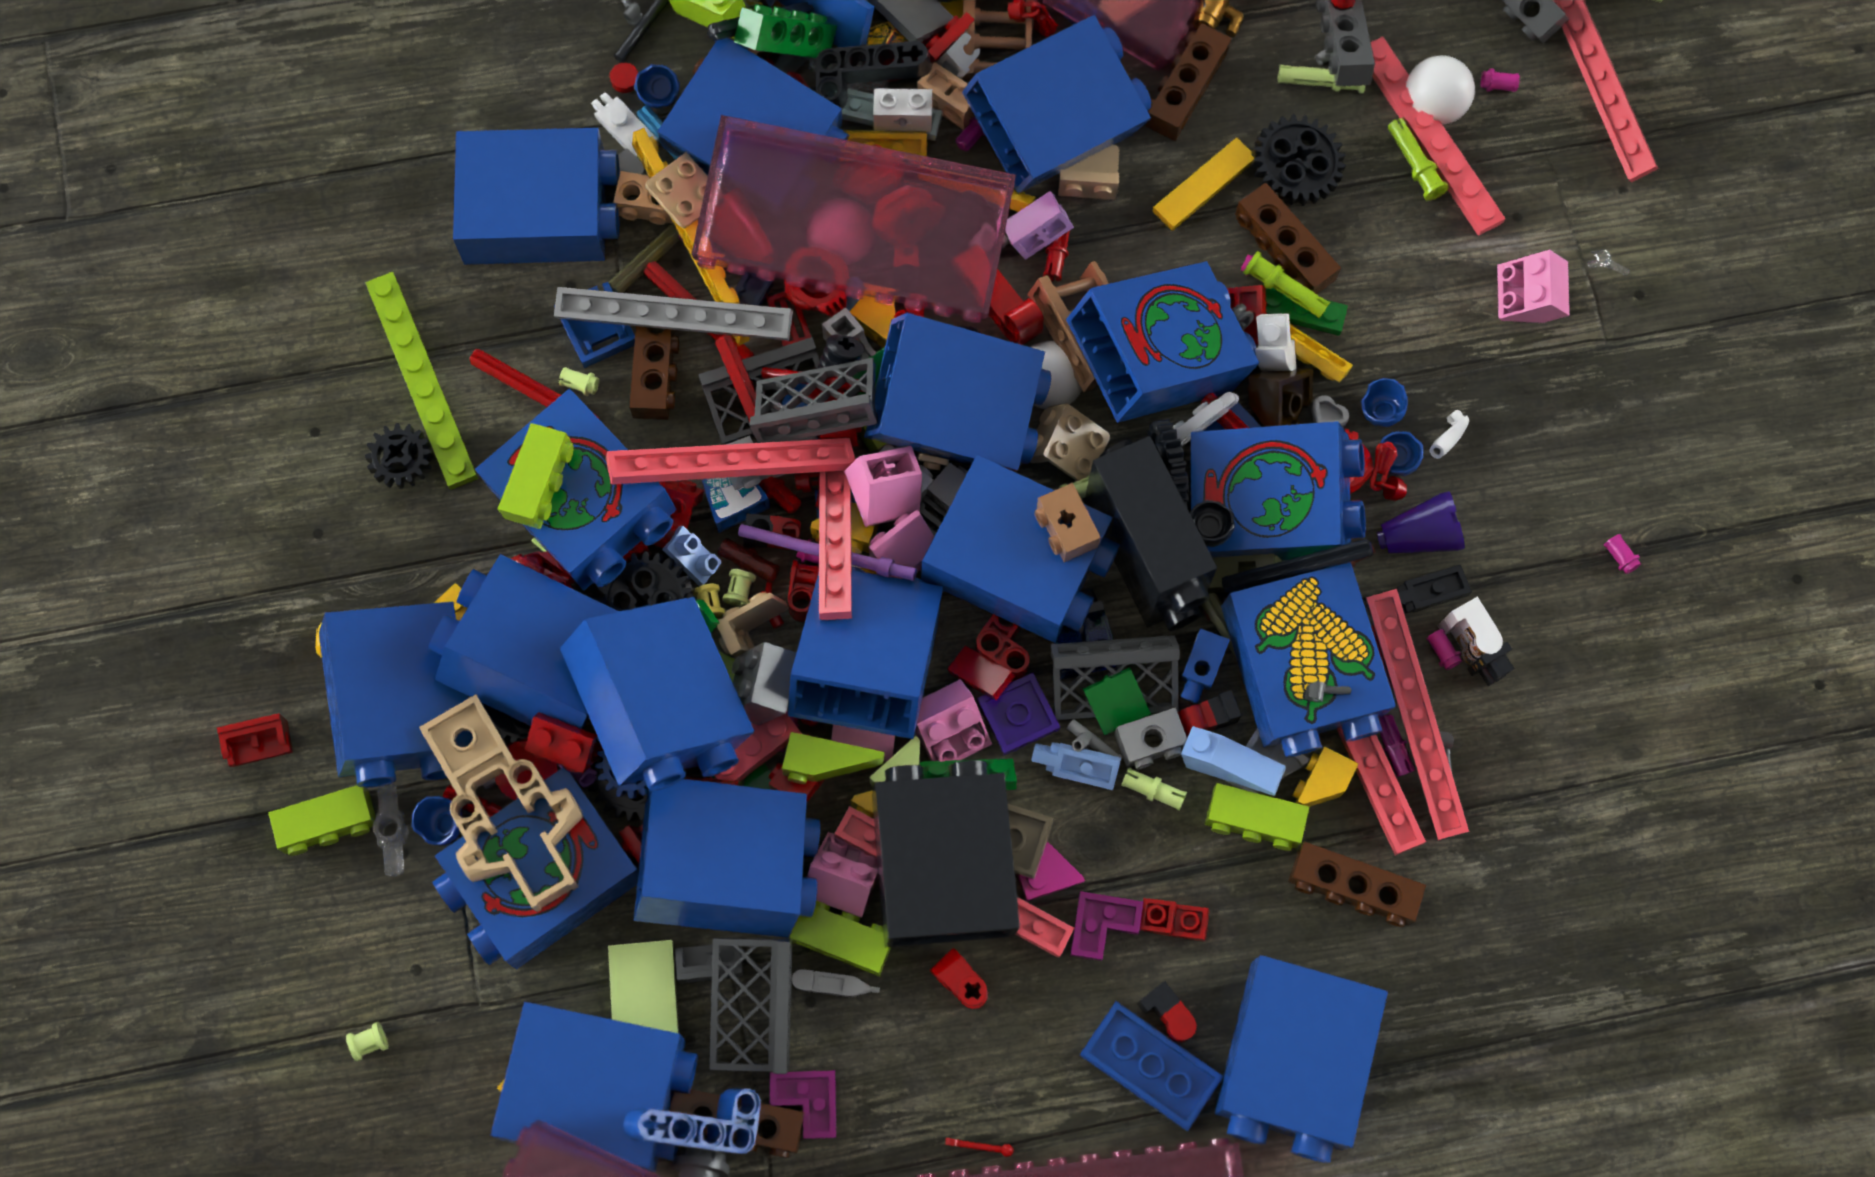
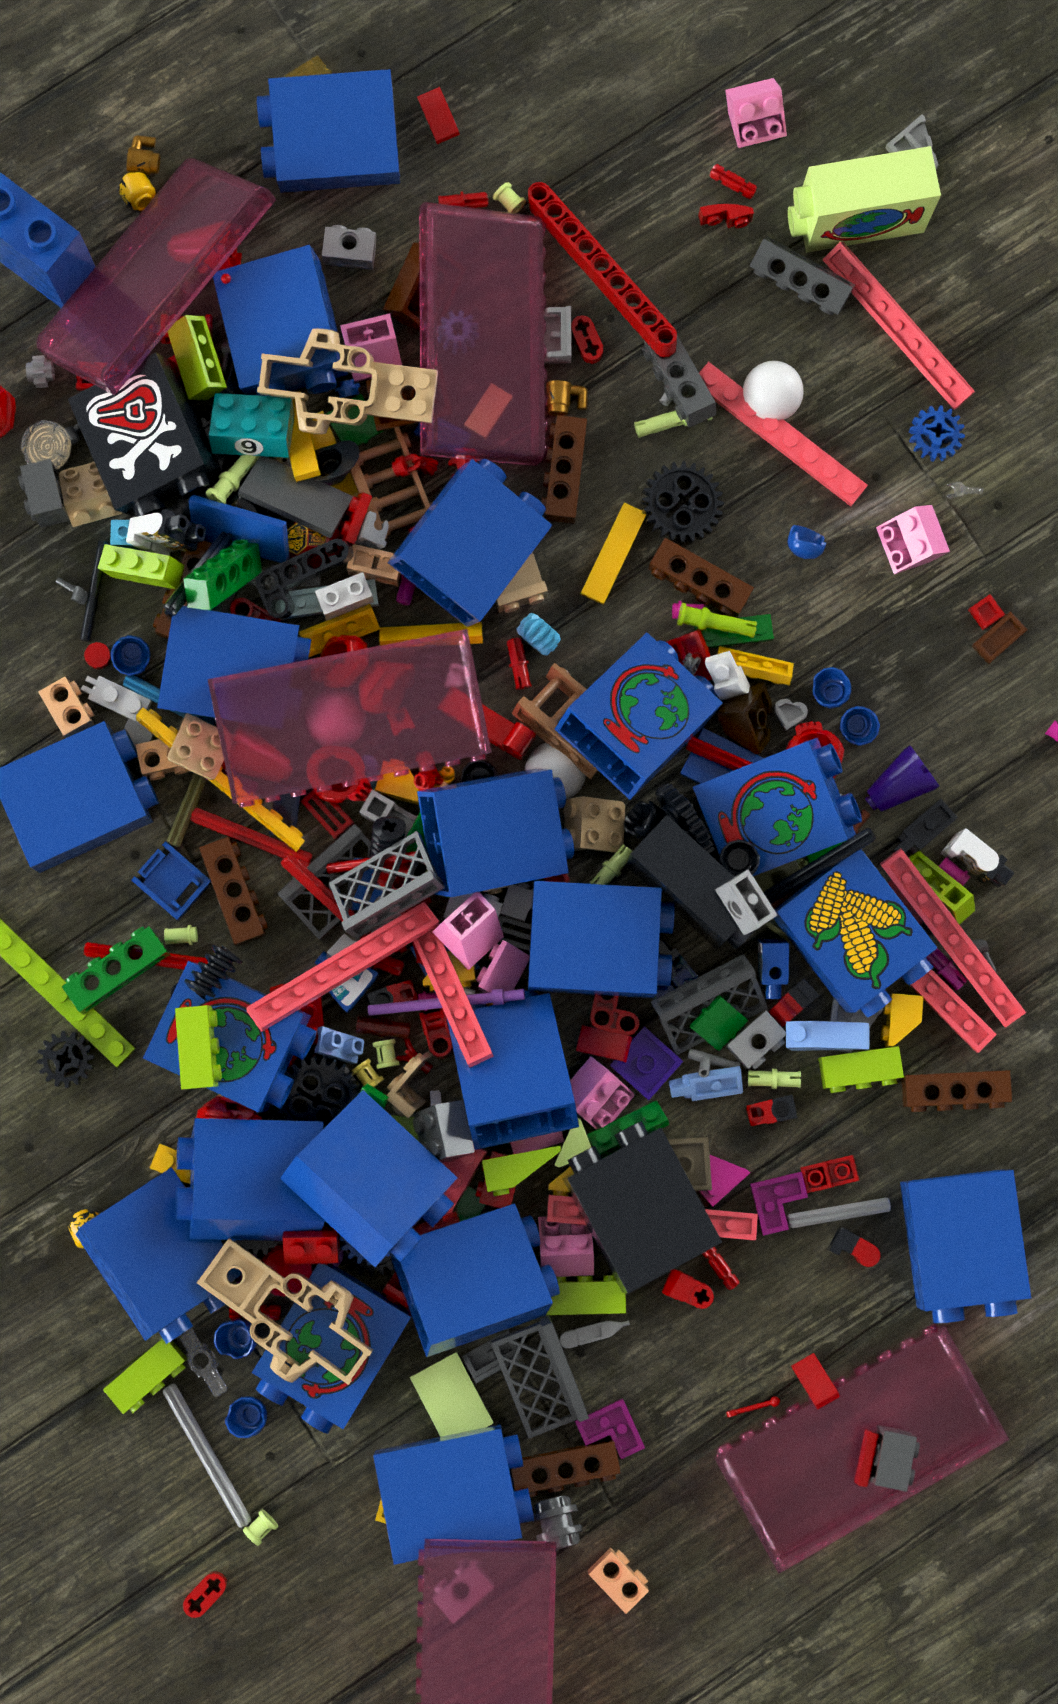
camera: 25 degrees left, 10 degrees up
(255, 740) = (62, 1335): red hinge -> none
(269, 1084) = (209, 1598): none -> red beam
(347, 938) = (207, 1455): none -> light grey axle
(409, 911) = (246, 1417): none -> blue hair
(507, 390) = (86, 999): none -> green brick
(566, 113) = (62, 710): none -> light nougat brick
(588, 404) = (212, 972): none -> black piece
(673, 313) = (236, 854): light grey plate -> none
(691, 1126) = (541, 1501): blue beam -> none
(1007, 969) = (721, 1268): none -> red axle
(1037, 225) = (496, 650): lavender hinge -> none
(1063, 1143) = (815, 1381): none -> red tile
(1067, 506) = (625, 896): medium nougat brick -> none
(1090, 227) = (538, 634): none -> medium azure gear
(1137, 821) = (771, 1111): none -> leg
(1151, 1066) = (856, 1292): blue tile -> none
(1167, 967) = (839, 1212): none -> light grey axle
(1199, 554) = (746, 902): none -> light grey brick
(1204, 416) = (694, 762): white hinge -> none
(1316, 690) = (873, 963): dark grey hand -> none
(1394, 487) = (864, 754): red piece -> none
(1414, 248) = (805, 542): none -> blue hair
(1423, 169) = (786, 469): lime pin -> none
(1436, 669) = (951, 893): none -> lime slope
(1451, 436) = (893, 692): white arm -> none
(1499, 81) = (818, 363): dark pink pin -> none
(1585, 395) = (986, 612): none -> red tile
(1590, 427) = (999, 637): none -> reddish brown tile
(1600, 195) = (926, 433): none -> blue gear

